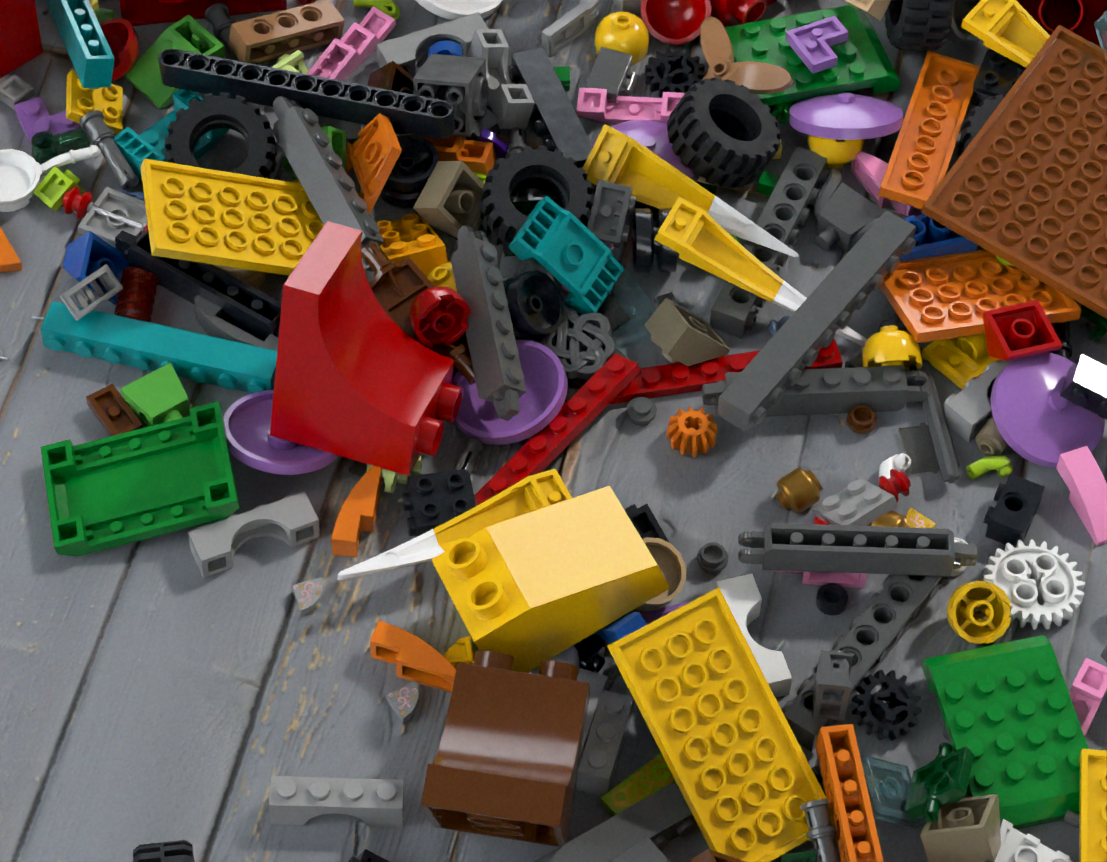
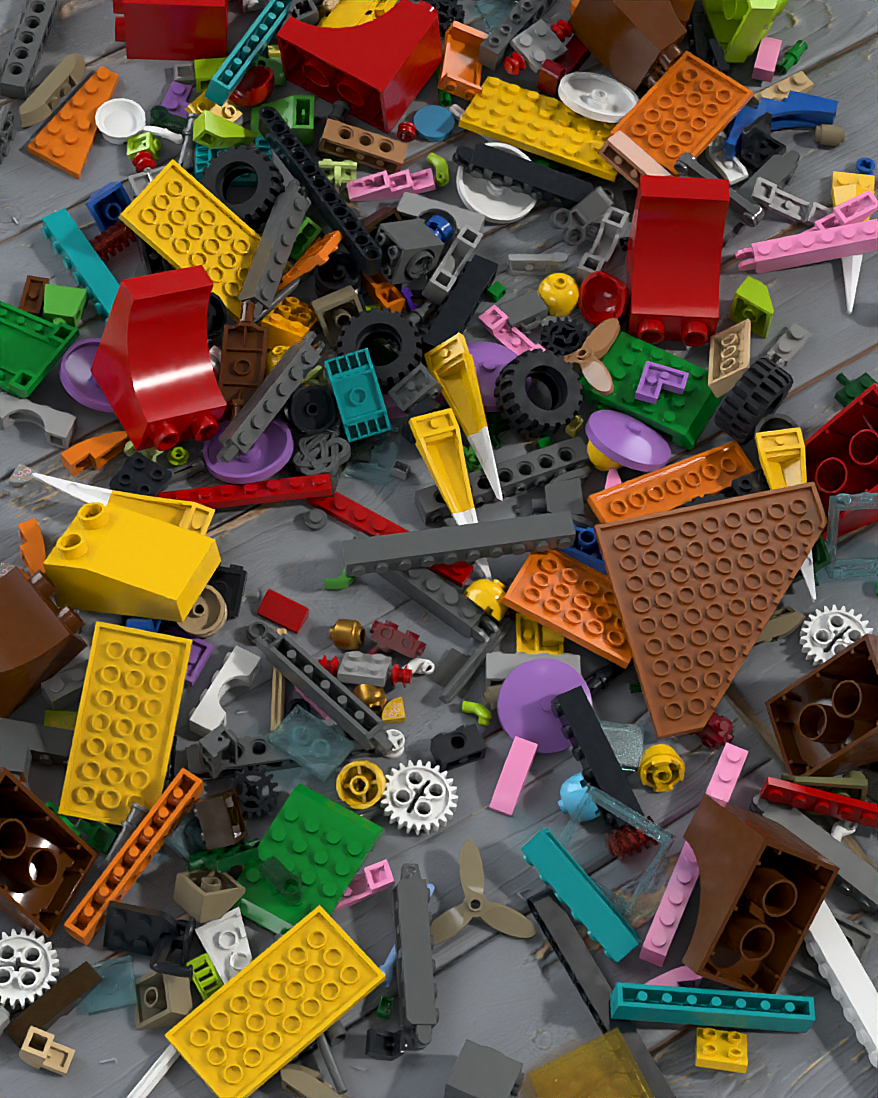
camera: 40 degrees right, 5 degrees up
(46, 69) = (205, 70): none -> lime slope
(108, 281) = (83, 209): light grey slope -> none
(133, 113) = (220, 133): none -> lime slope
(438, 316) = (241, 372): red cylinder -> none
(443, 462) = (178, 461): none -> lime plate
(684, 335) = (385, 495): dark tan slope -> none
(692, 431) = (326, 553): orange gear -> none
(712, 518) = (283, 611): none -> red slope
(732, 447) = (339, 583): none -> bright green arm
(792, 595) = (278, 693): none -> tan axle
(841, 461) = (389, 639): none -> dark red brick
(861, 419) = (434, 625): reddish brown plate -> none
(893, 612) = (310, 743): none -> clear light blue tile
(900, 751) = (220, 819): none -> dark brown slope
(1019, 331) = (569, 645): red slope -> none
(1021, 755) = (281, 879): none -> clear green piece

